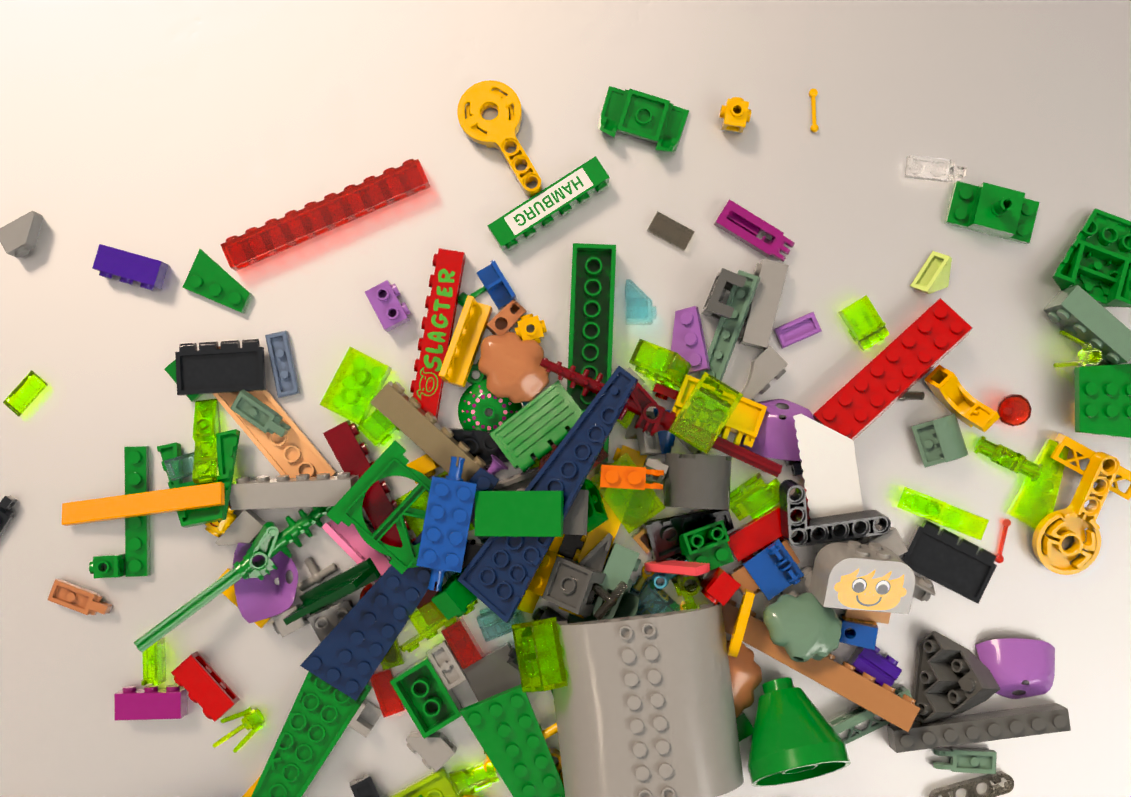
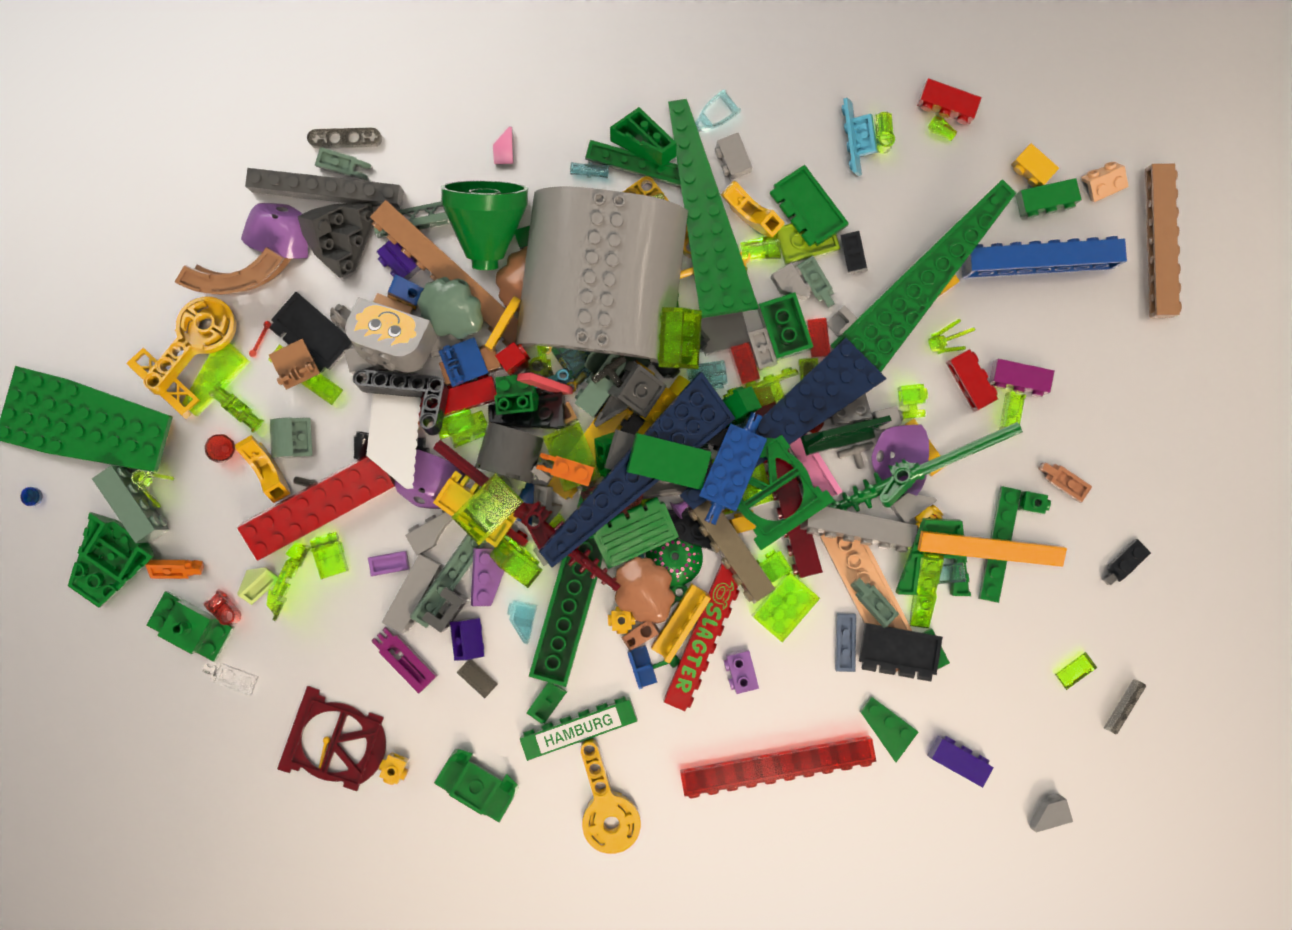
camera: 165 degrees left, 0 degrees up
(268, 651) = (912, 396): none -> clear neon green brick
(402, 757) = (817, 280): none -> sand green hinge
(590, 222) = (546, 702): none -> green hinge
(692, 269) = (467, 639): none -> dark purple brick
(768, 150) = (372, 729): none -> dark red window
(862, 451) = (360, 444): none -> black cone
(909, 266) = (276, 598): none -> clear neon green piece
(959, 521) = (294, 364): none -> medium nougat hinge
(966, 241) = (220, 605): none -> clear red piece
(1026, 269) = (174, 569): none -> orange hinge
(1026, 612) = (256, 274): none -> medium nougat fence

